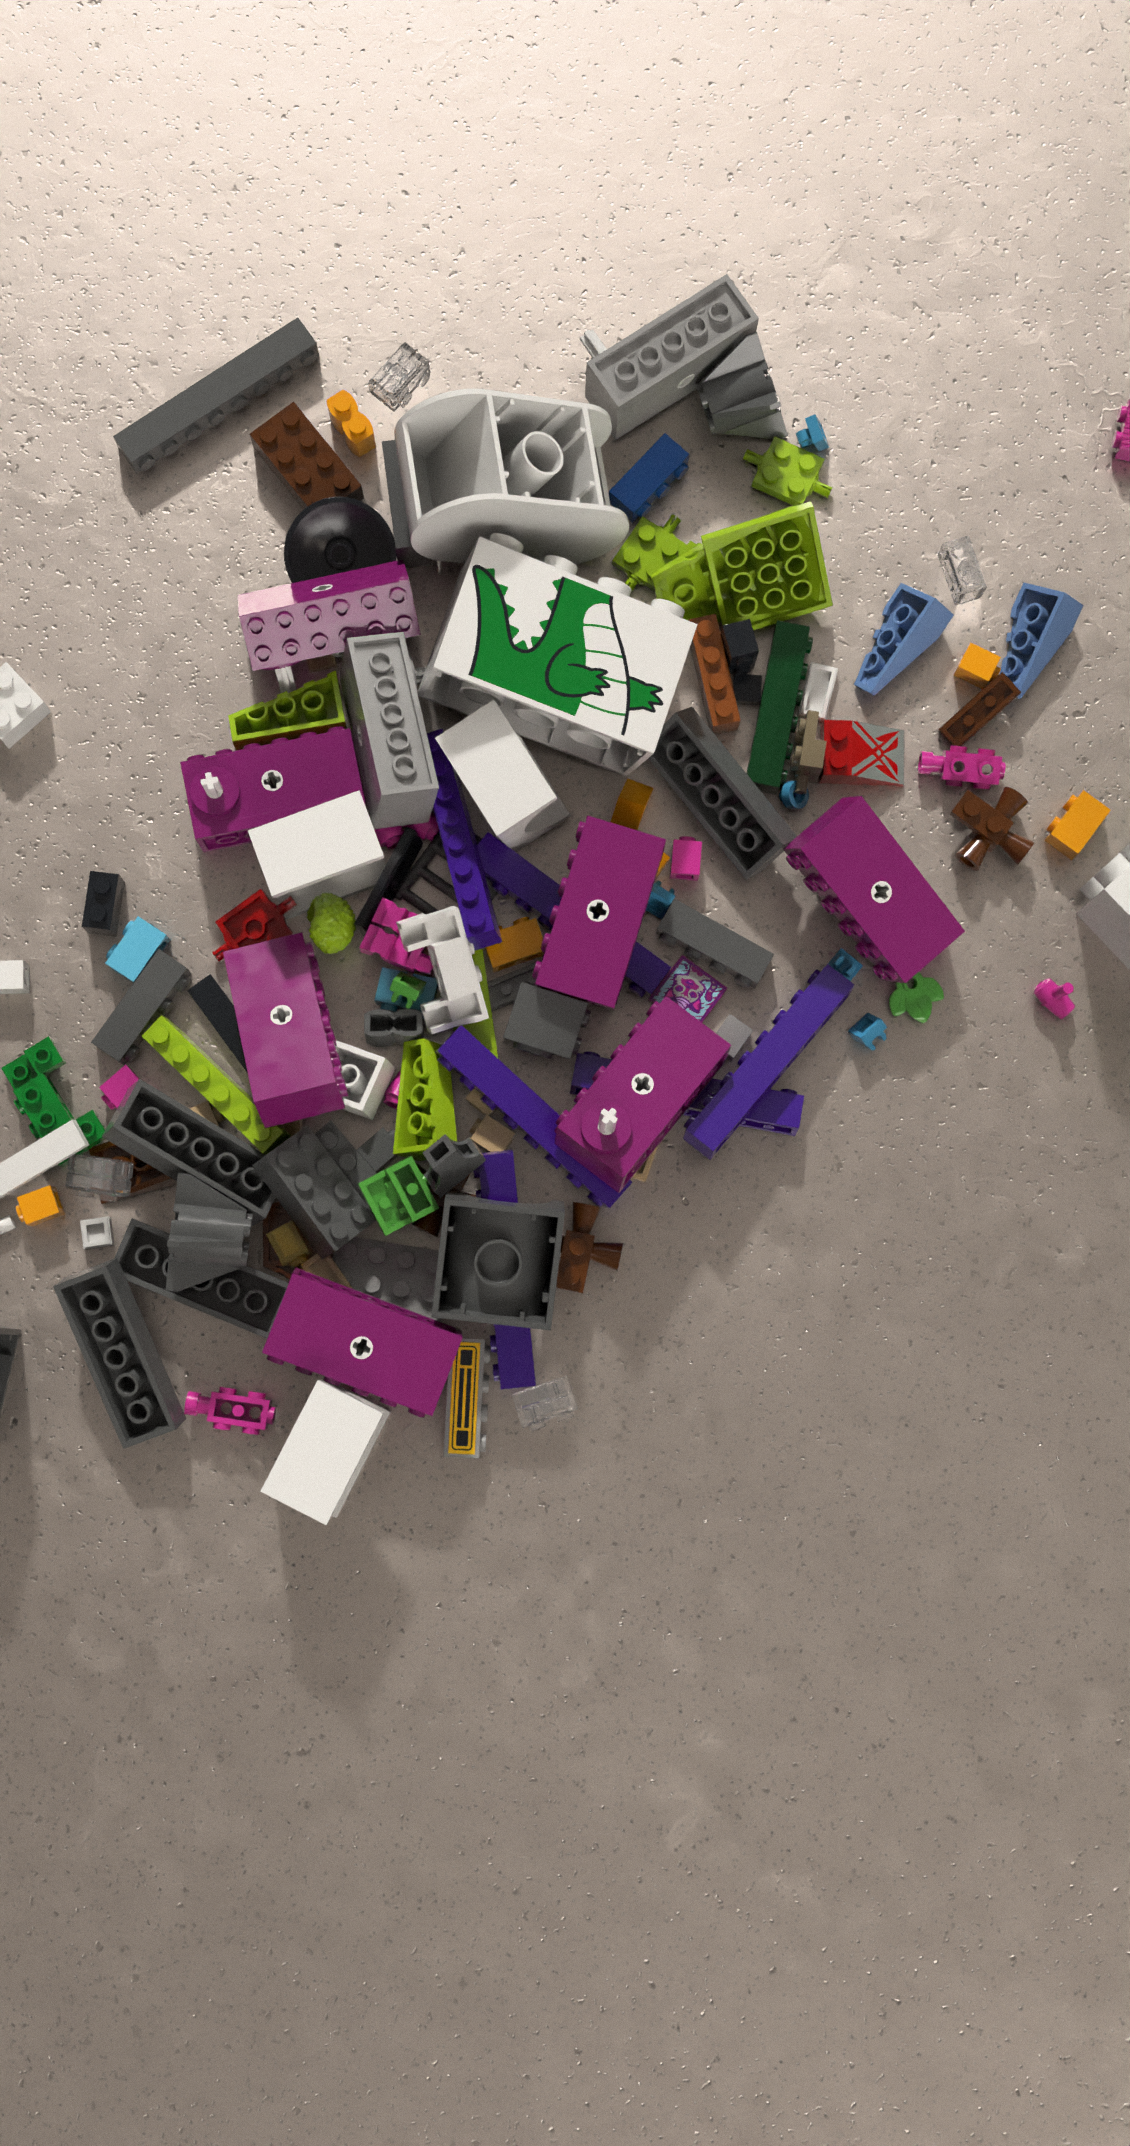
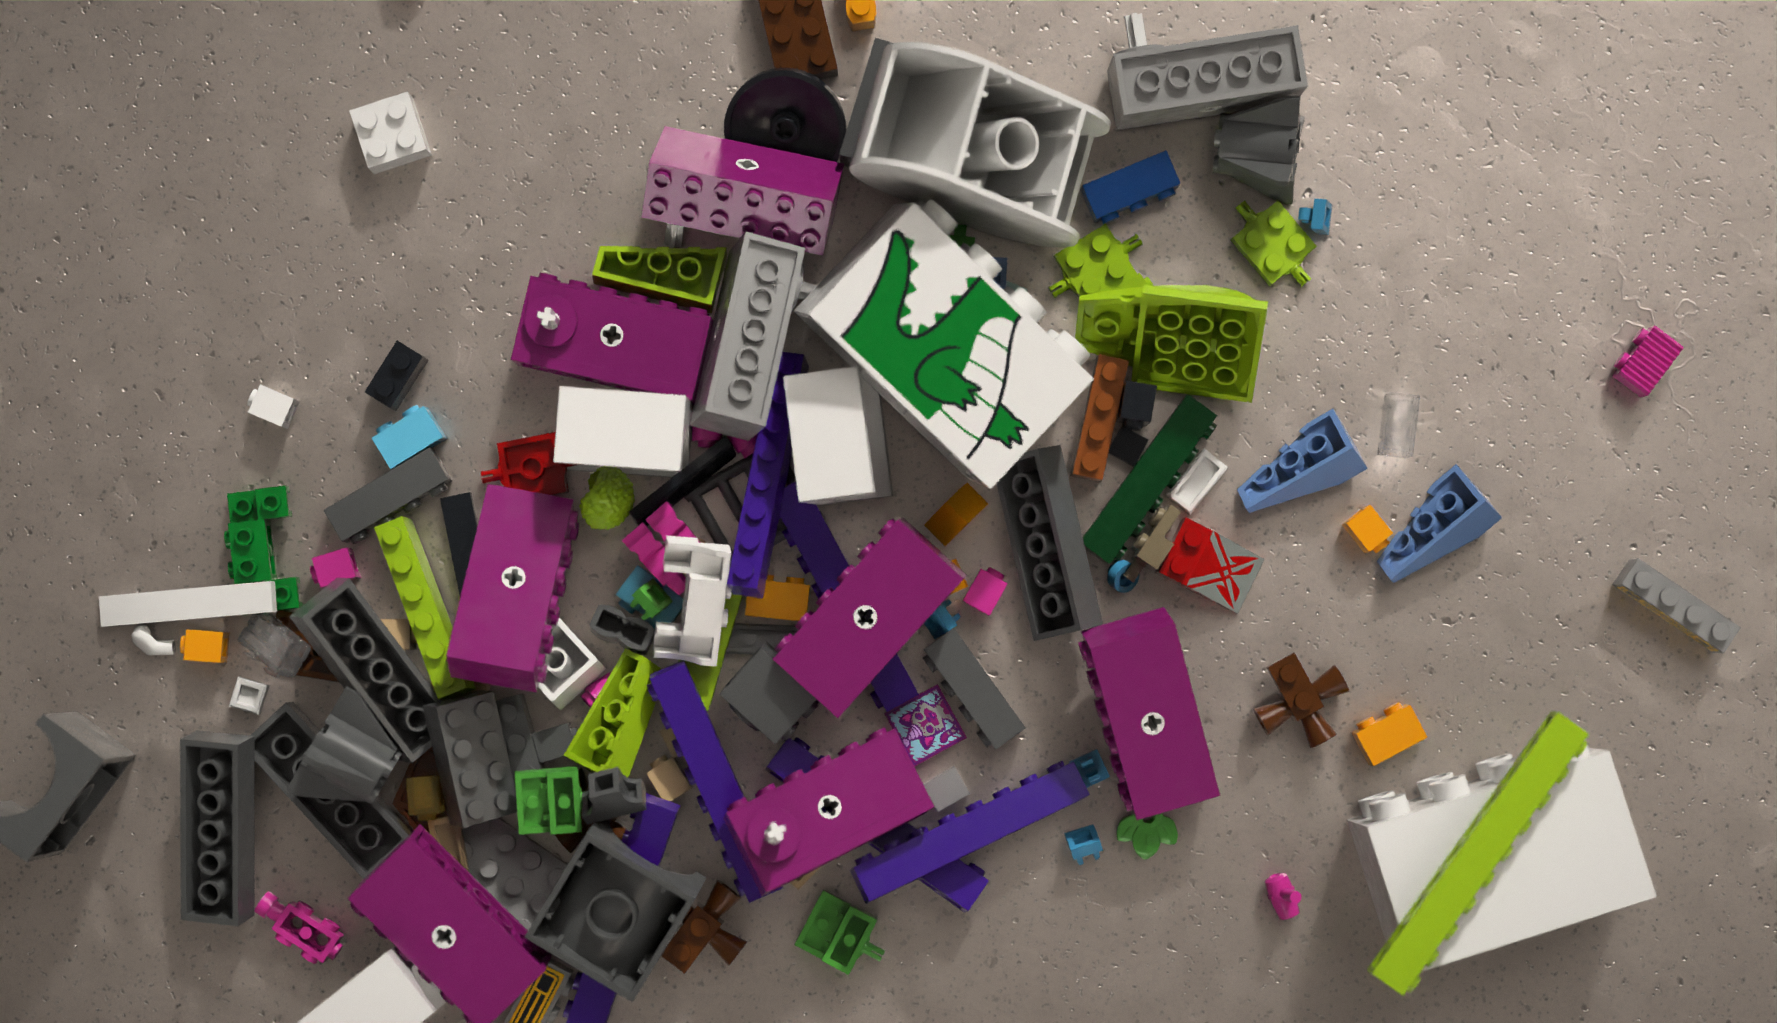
camera: 25 degrees right, 5 degrees up
(697, 1200) = (838, 933): none -> bright green plate
(971, 766) = (1313, 624): dark pink brick -> none
(980, 710) = (1347, 576): reddish brown tile -> none

